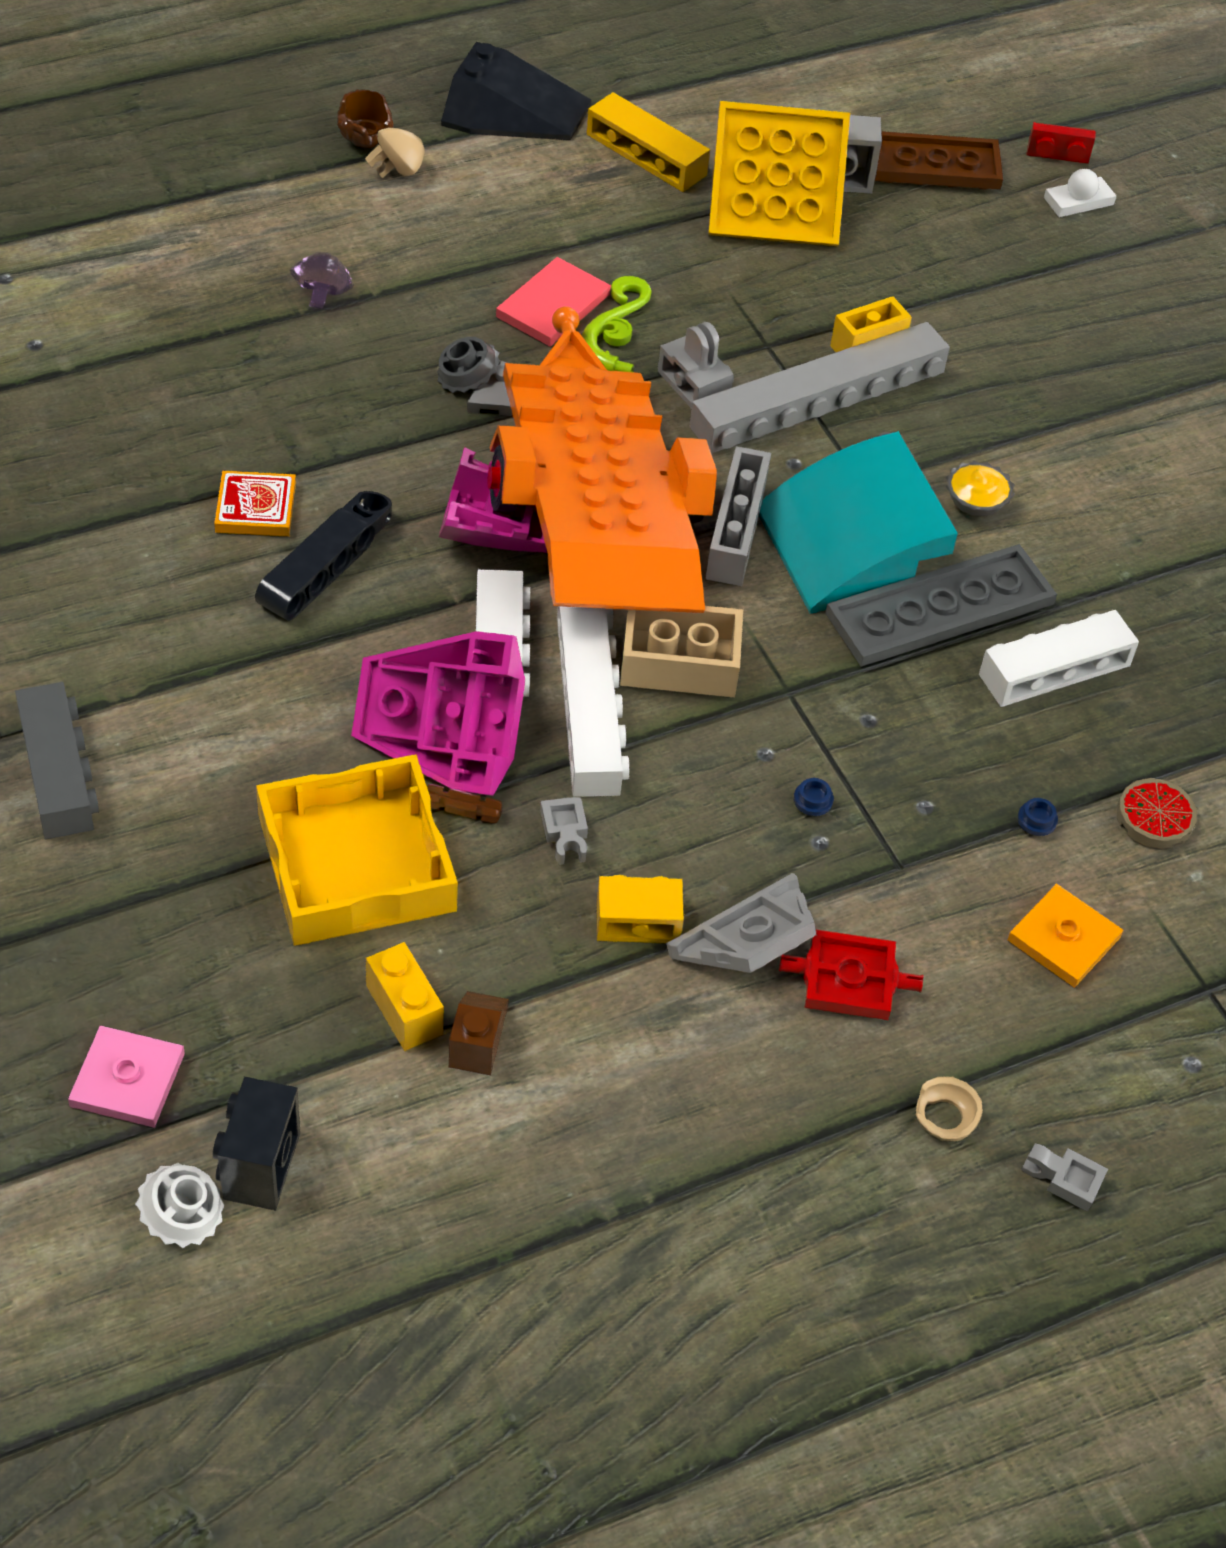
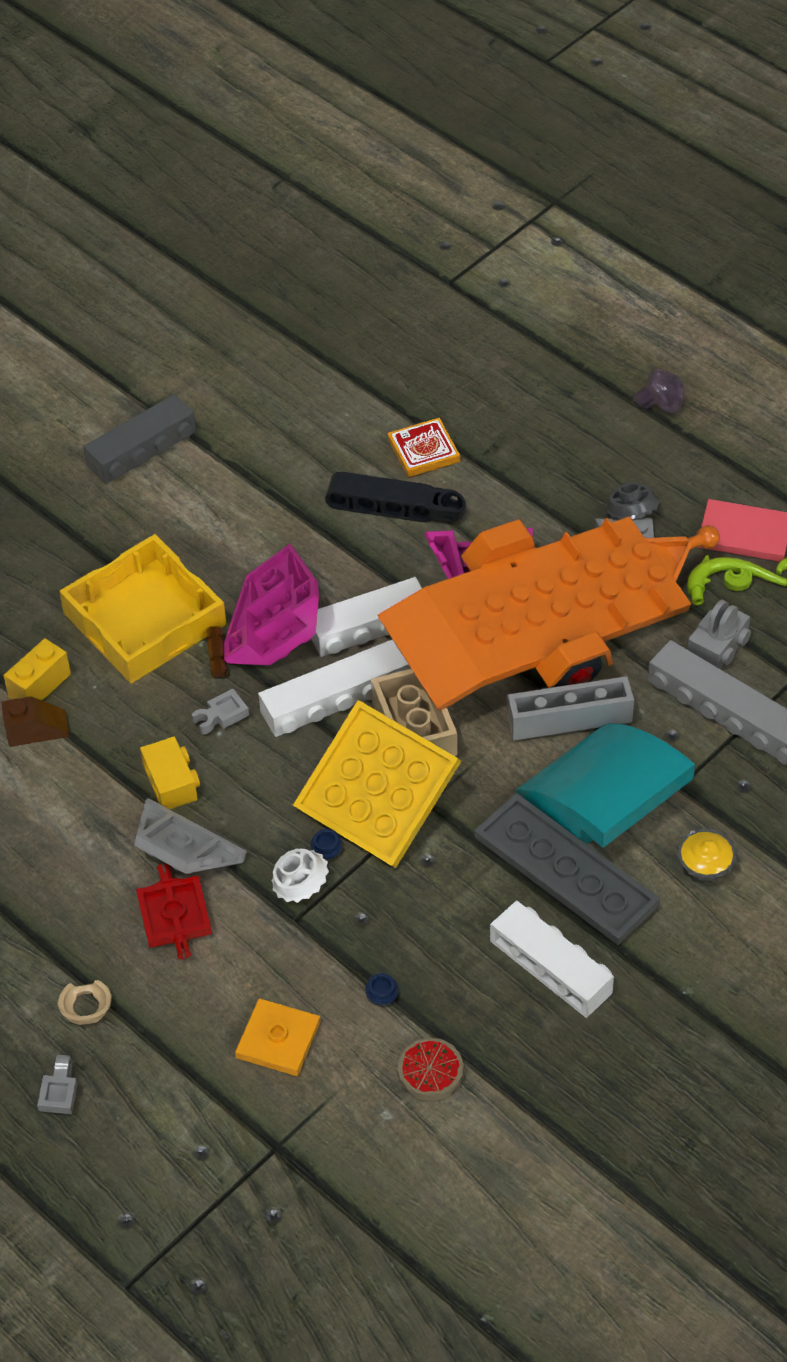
camera: 75 degrees right, 0 degrees up
(772, 708) = (377, 783): none -> yellow plate
(851, 835) = (299, 874): none -> white piece

